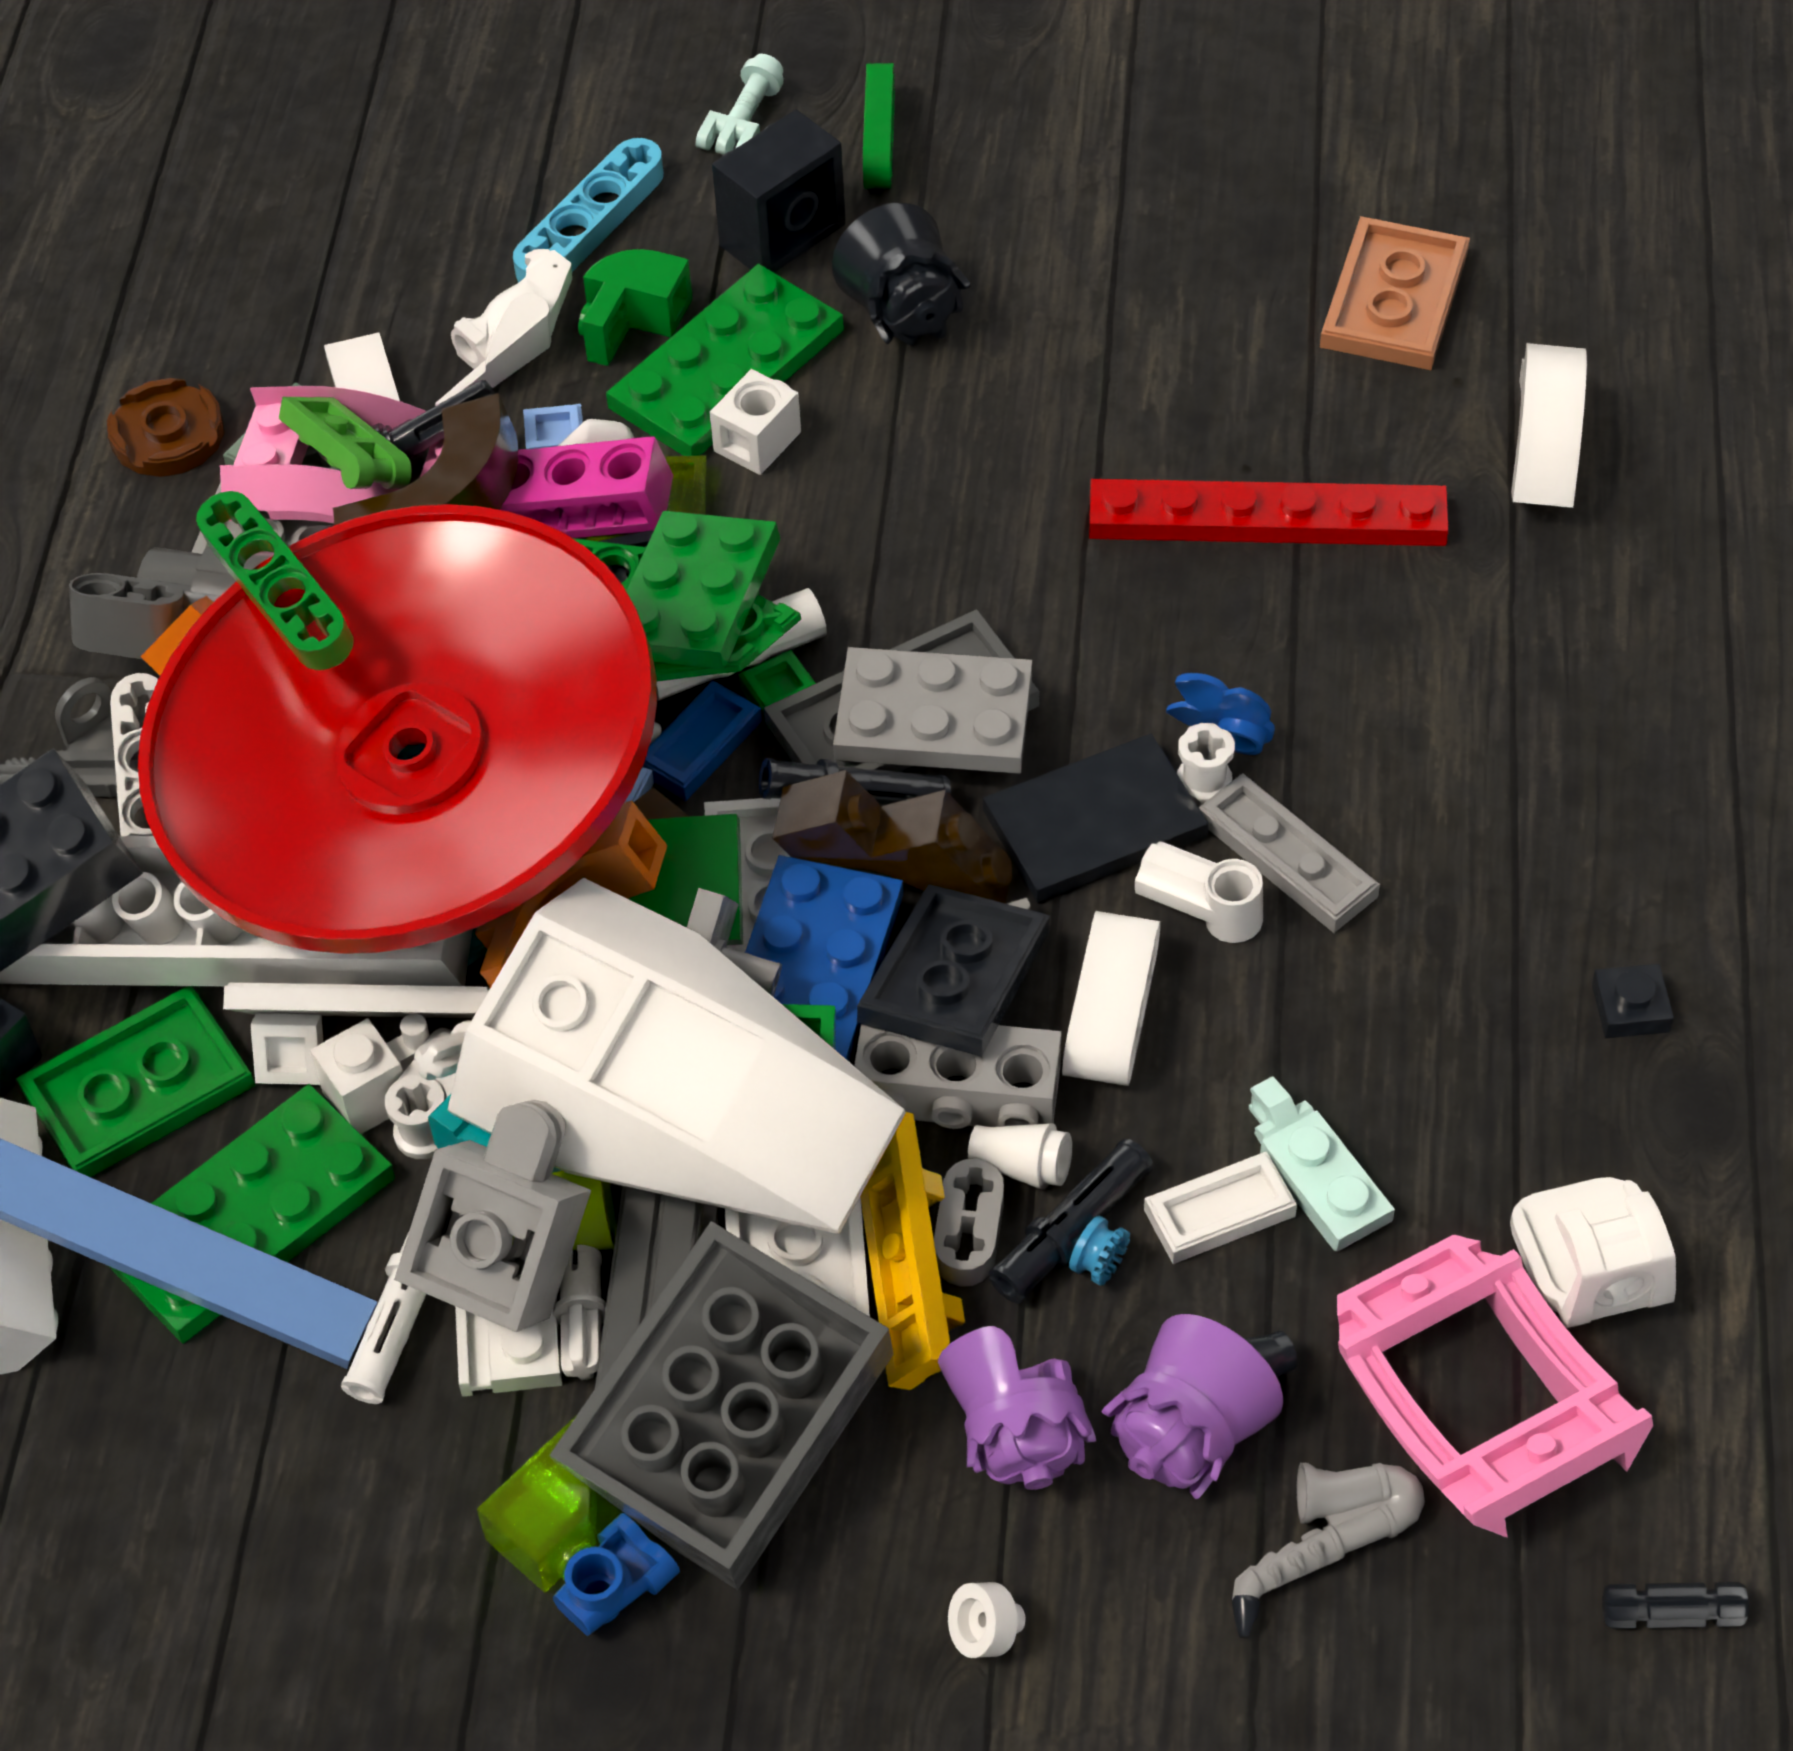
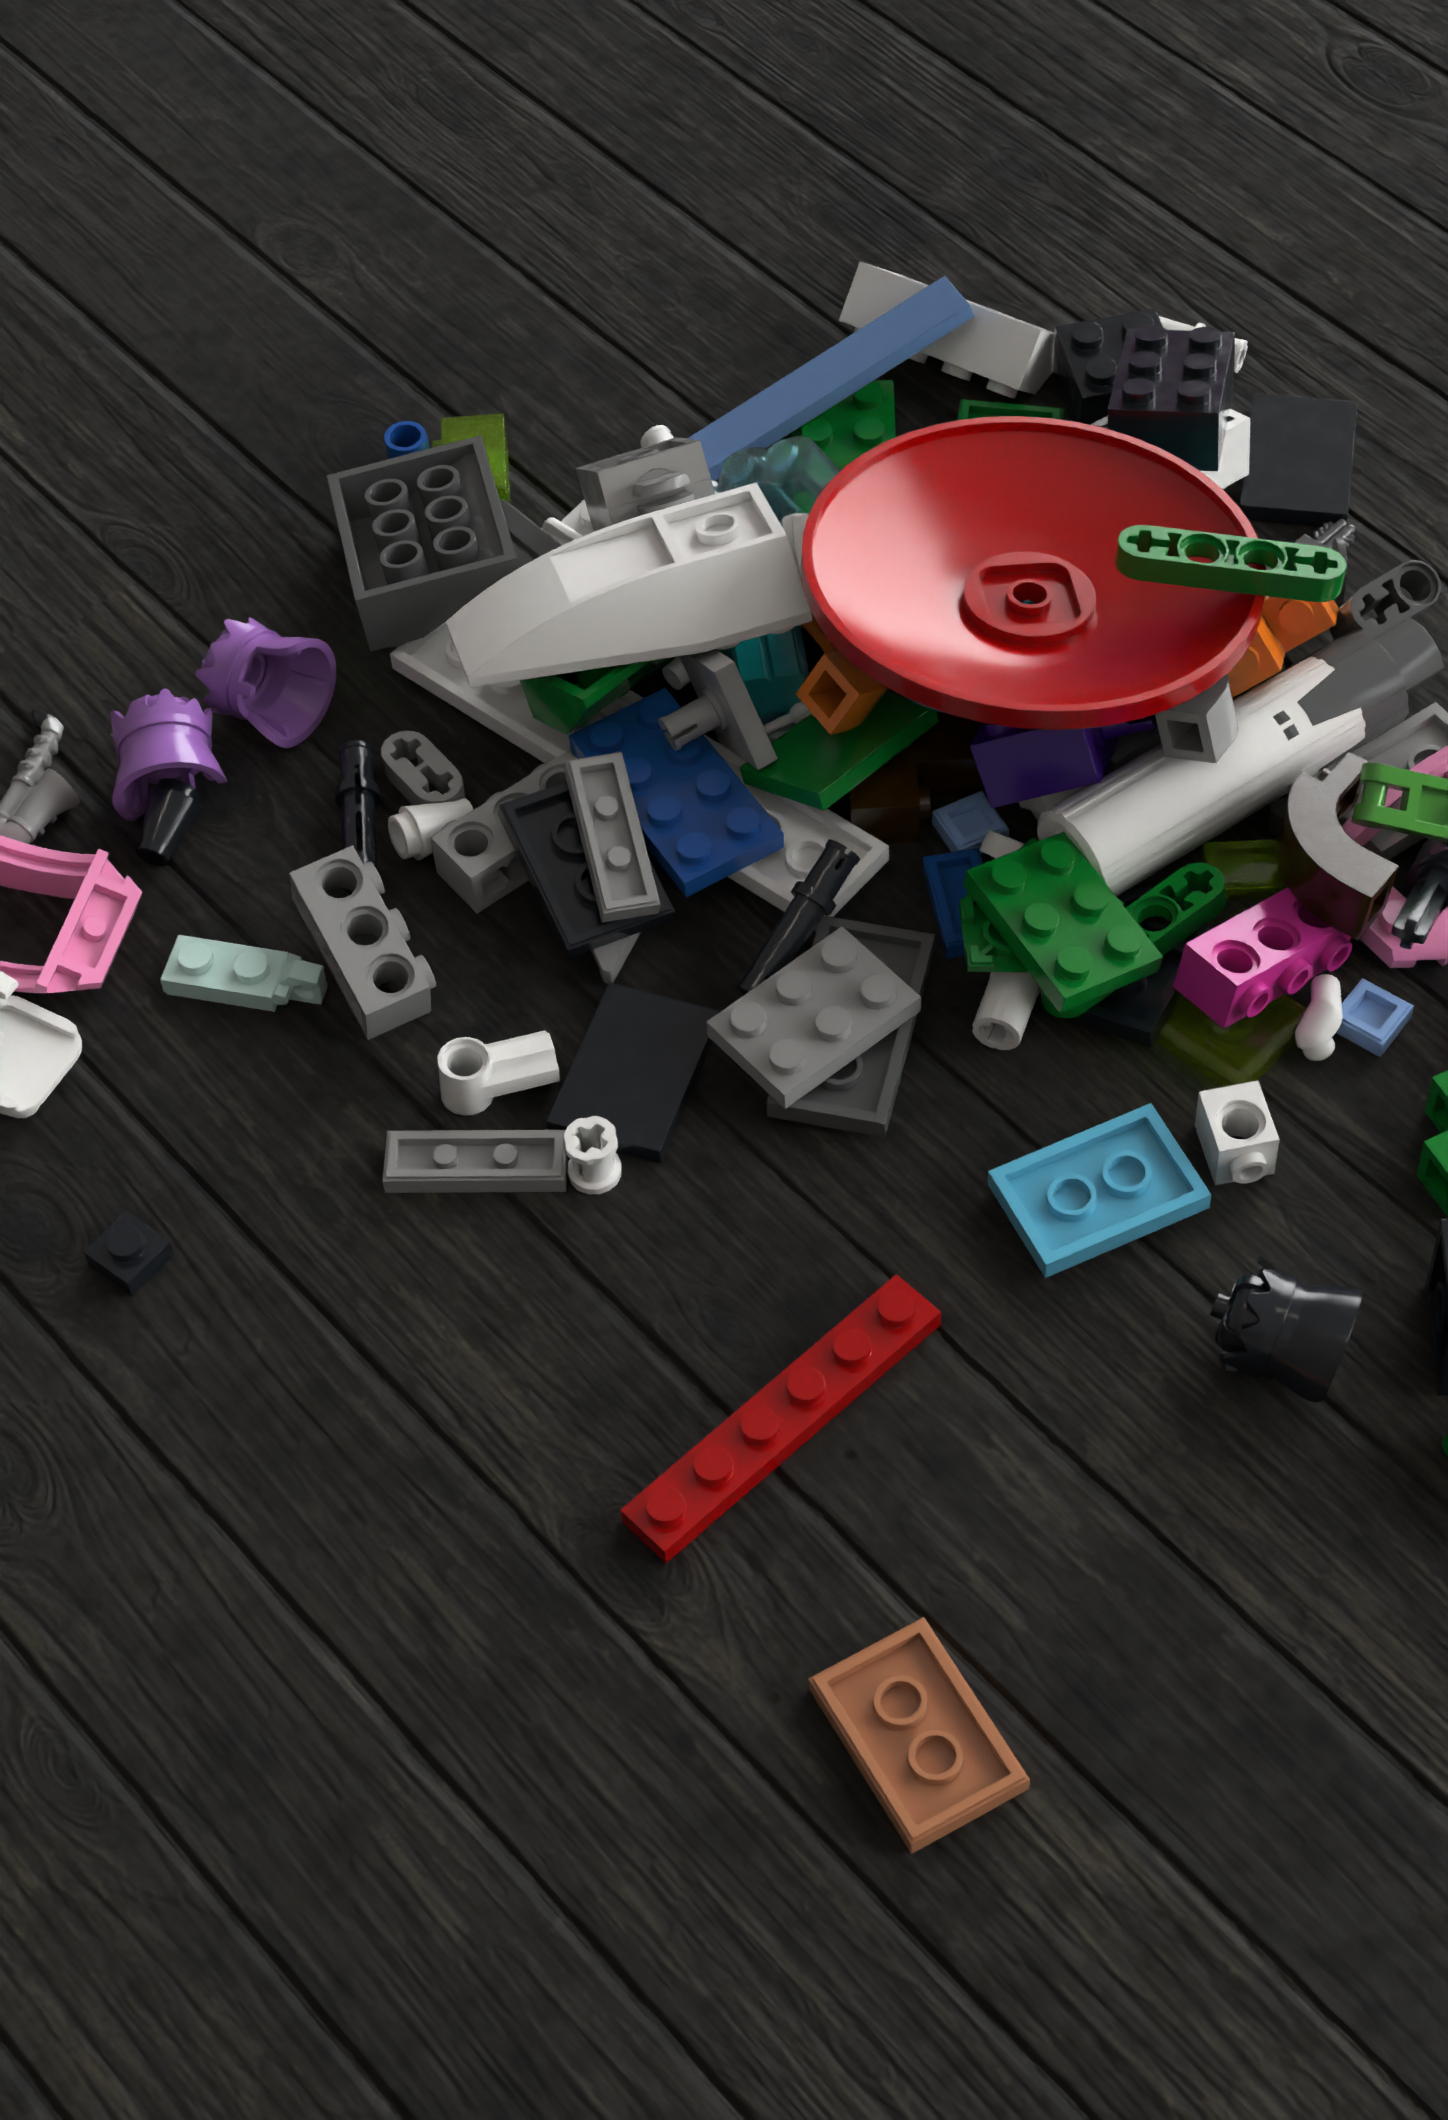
camera: 135 degrees right, 0 degrees up
(352, 1158) = (787, 473): none -> clear light blue brick
(752, 325) = (1344, 1181): green plate -> none
(774, 680) = (950, 983): green tile -> none
(888, 467) = (1098, 1190): none -> medium azure plate
(905, 1260) = (470, 728): yellow hinge -> none
(909, 840) = (704, 906): dark brown arch -> none
(919, 945) = (612, 837): none -> light grey tile
(984, 1619) = (180, 599): white tile -> none
(1098, 1250) = (321, 811): dark azure bush -> none
(1111, 998) = (479, 955): white beam -> none
(1201, 1066) = (358, 967): none -> light grey brick
(1220, 1207) = (270, 913): white tile -> none
(1233, 710) = (612, 1190): blue plate -> none
(1549, 425) = (641, 1667): white arch -> none

